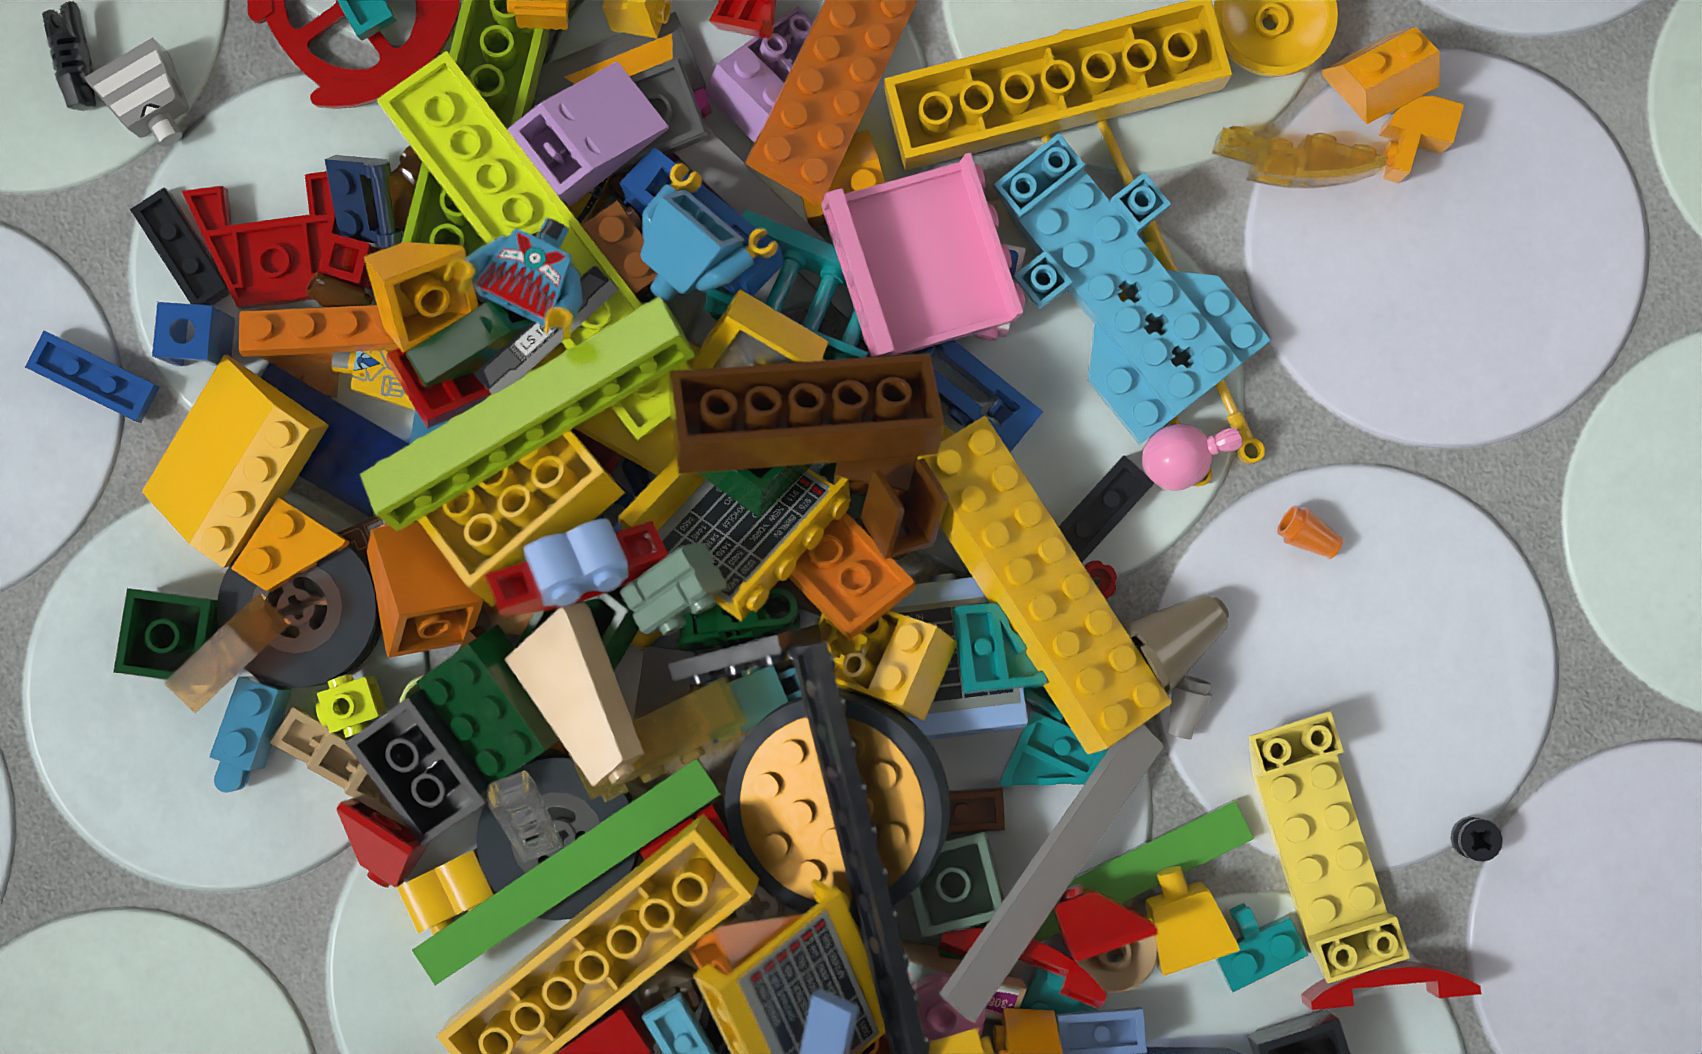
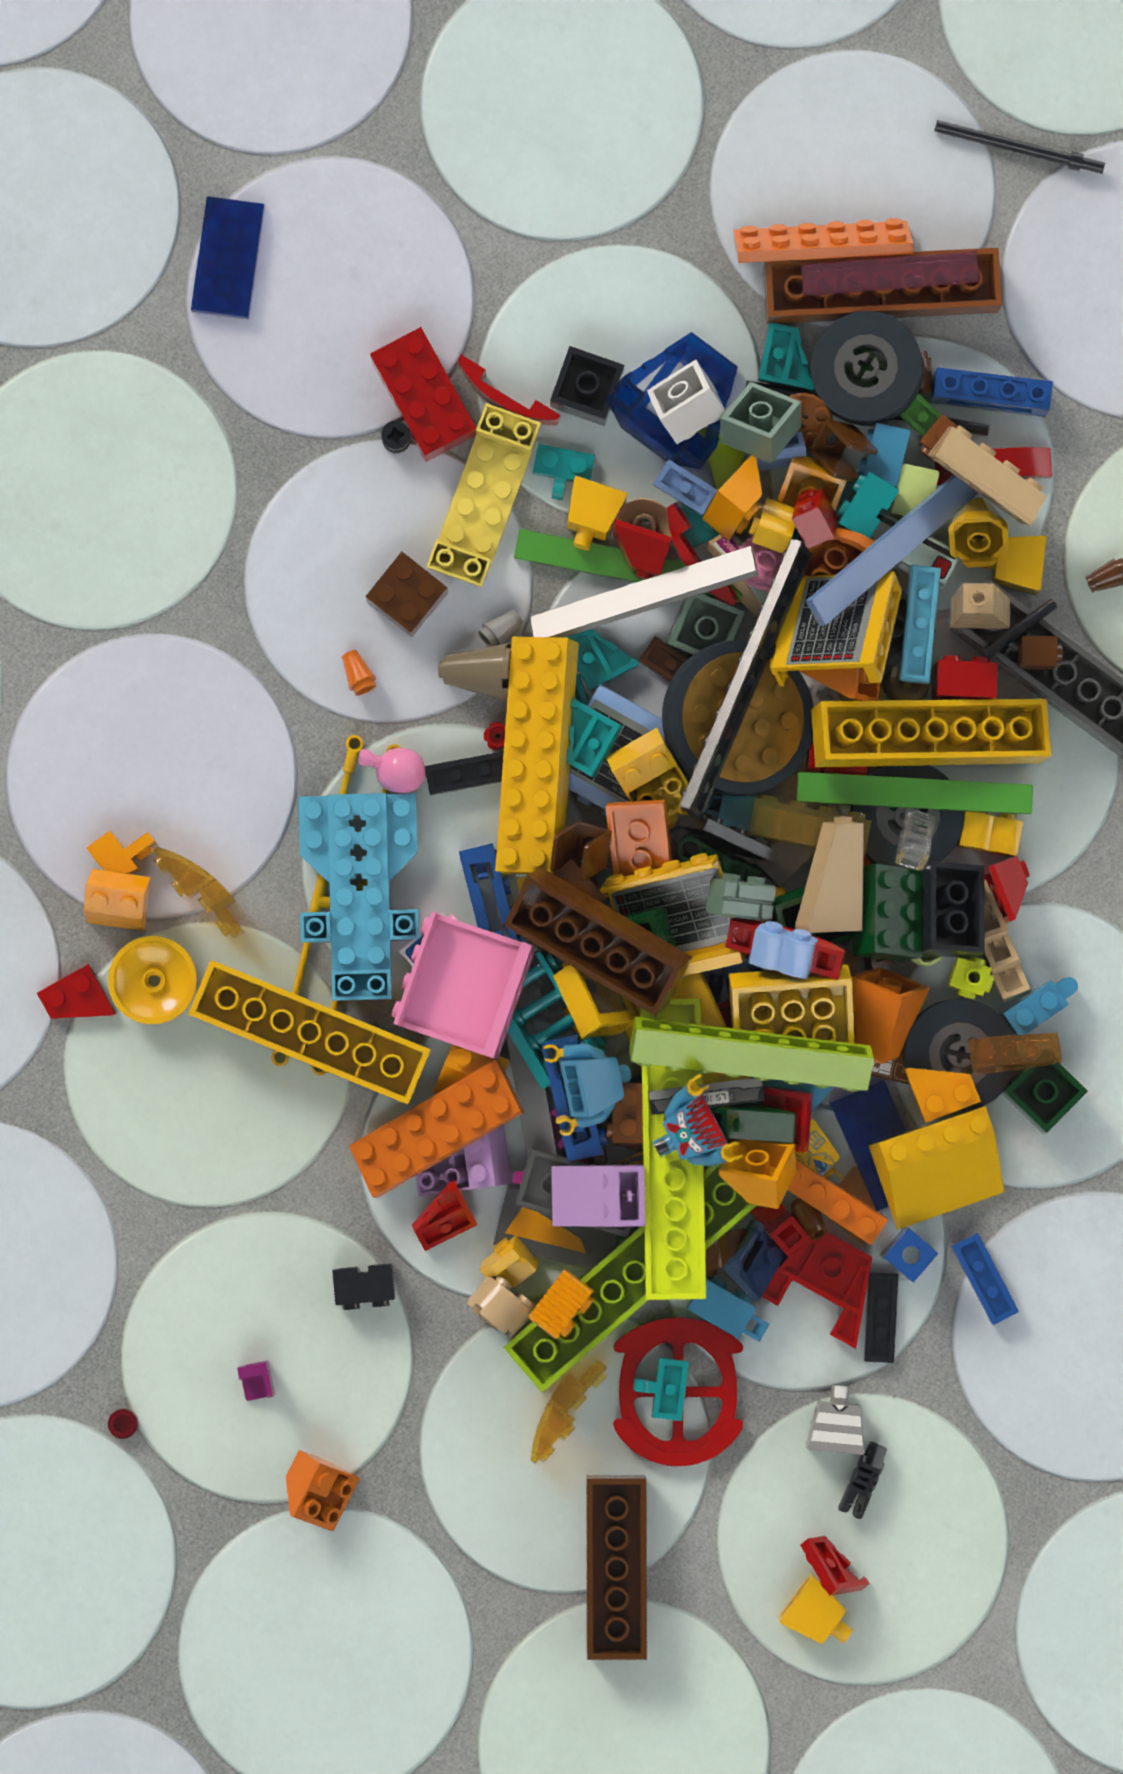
camera: 150 degrees left, 0 degrees up
(352, 129) = (728, 1310): none -> dark azure brick
(1325, 664) = (406, 594): none -> reddish brown brick
(1486, 913) = (423, 394): none -> red brick

